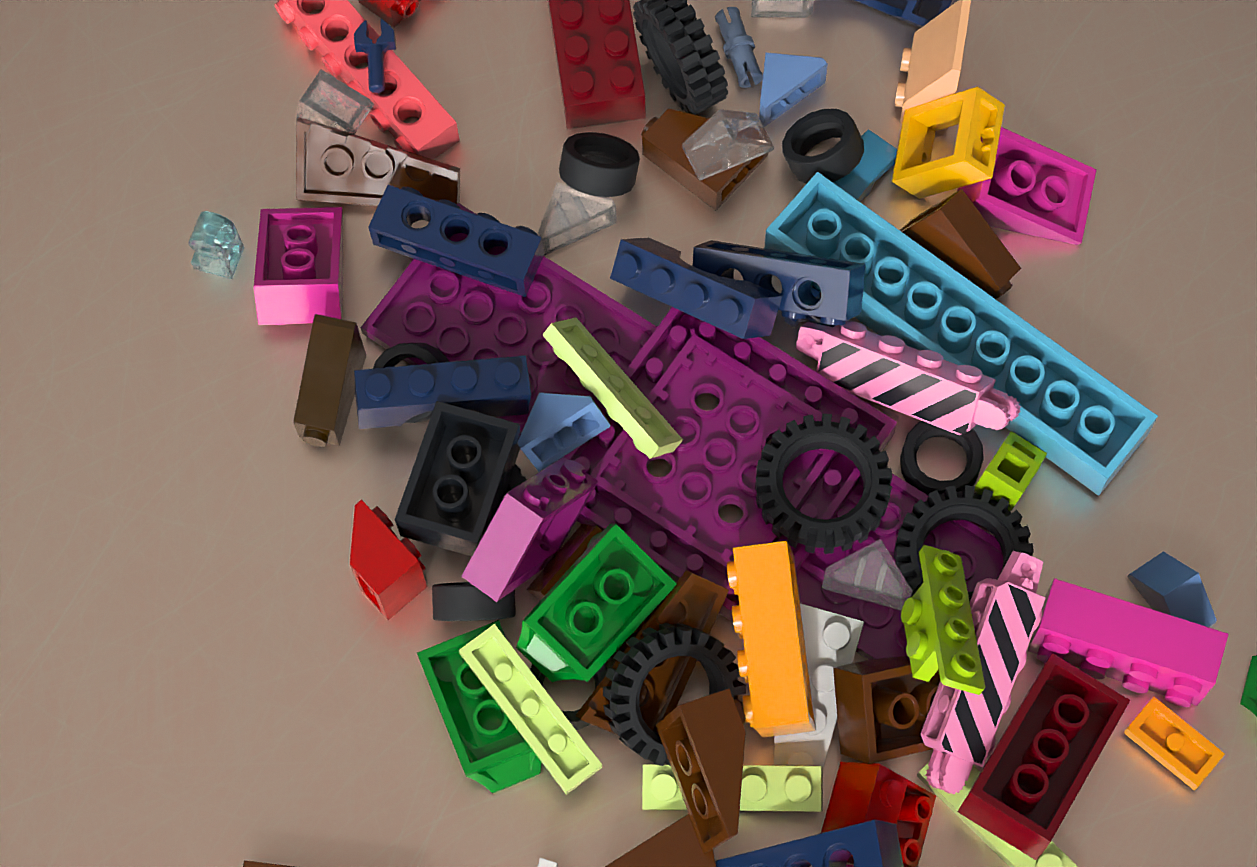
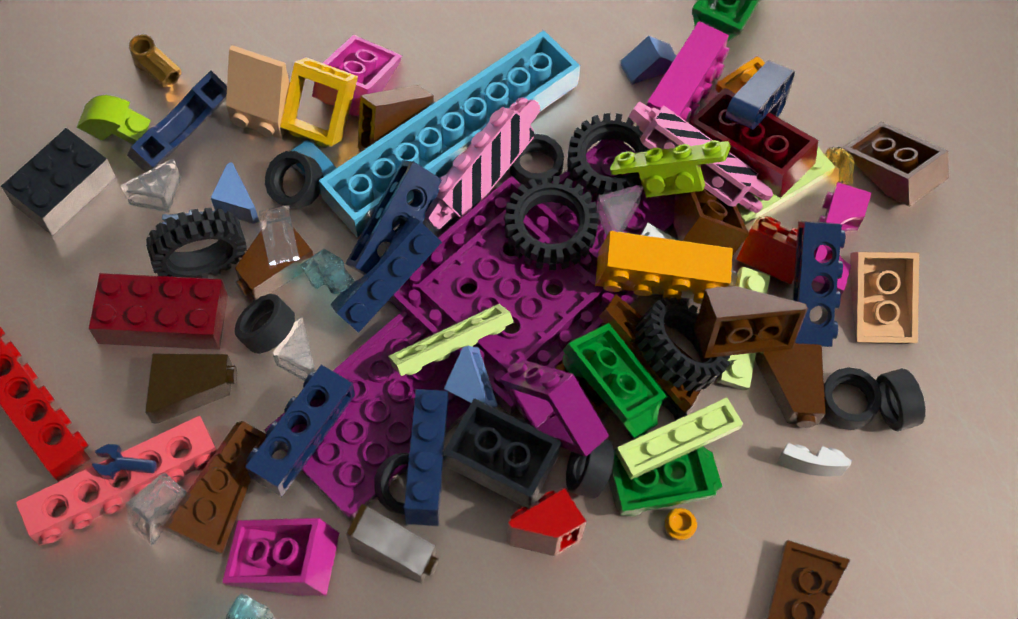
camera: 85 degrees left, 5 degrees down
(425, 741) = (680, 524): none -> light orange plate
(503, 98) = (186, 383): none -> dark brown slope
(691, 222) = (327, 270): none -> clear light blue leg
(1011, 469) = (560, 120): lime brick -> none
(1151, 768) = (761, 95): none -> beam

